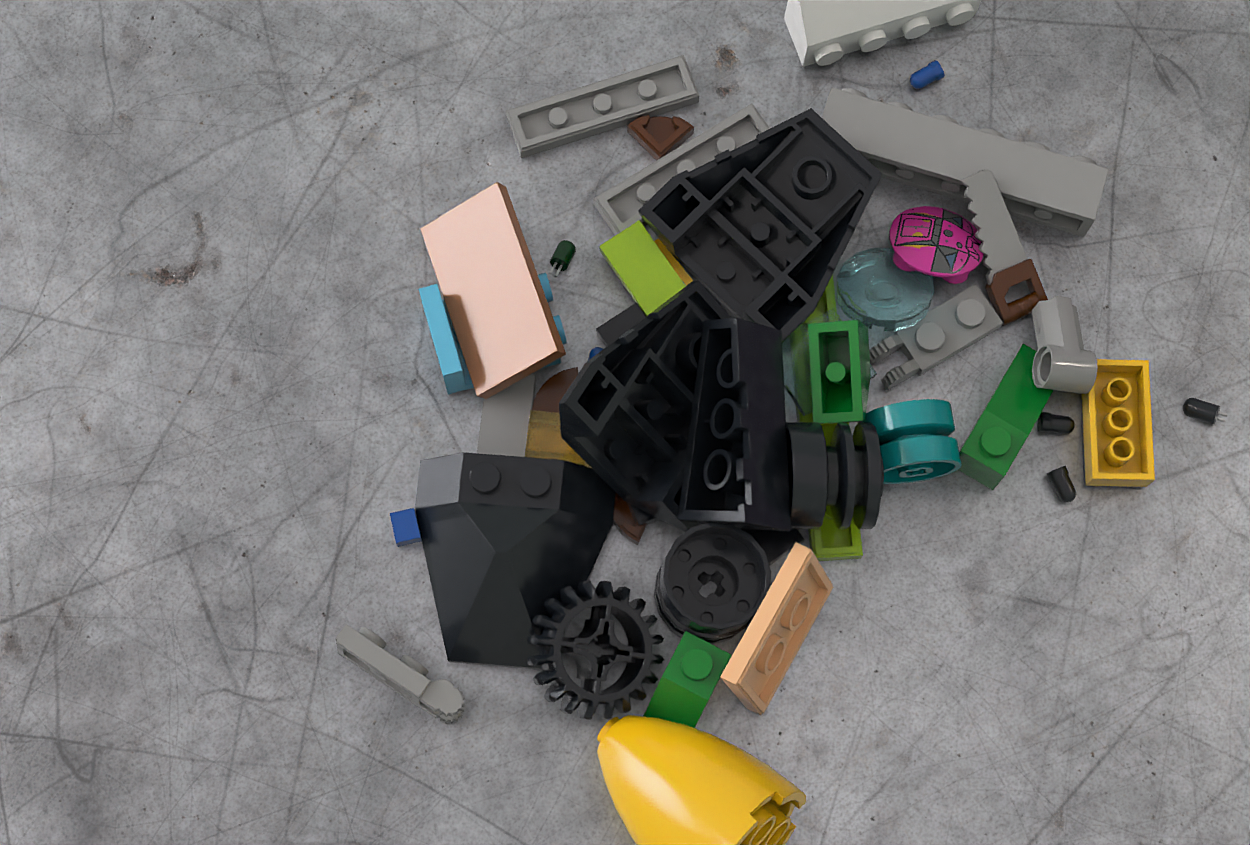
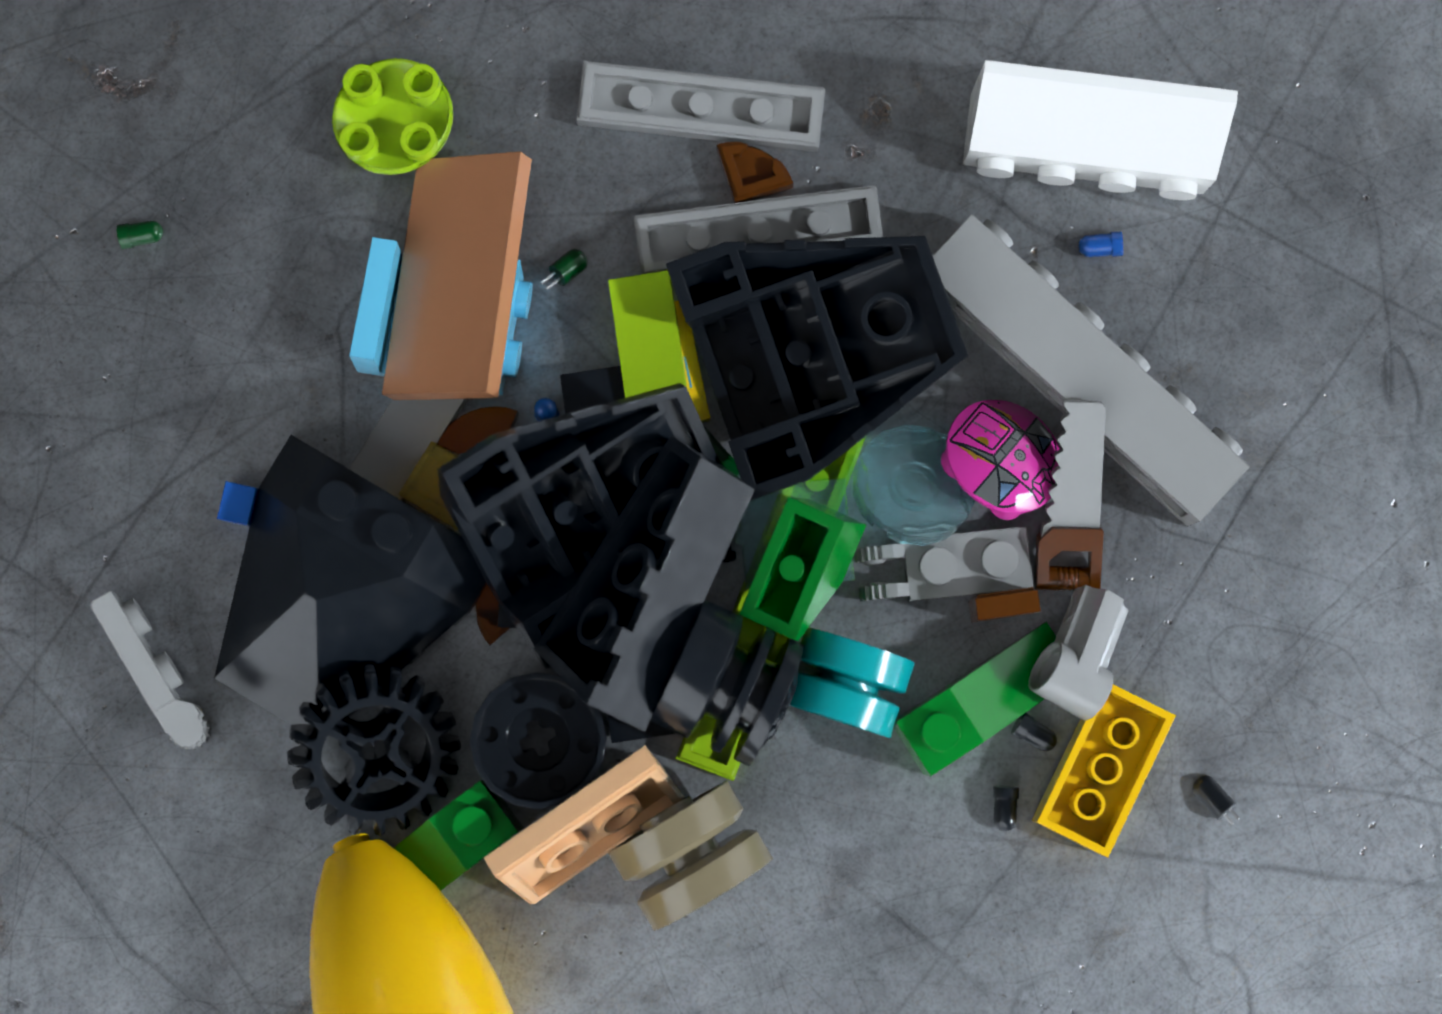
camera: 25 degrees right, 10 degrees up
(241, 370) = (138, 234): none -> dark green piece
(387, 206) = (392, 115): none -> lime dish
(863, 613) = (694, 861): none -> dark tan wheel
(989, 342) = (1004, 604): none -> reddish brown tile

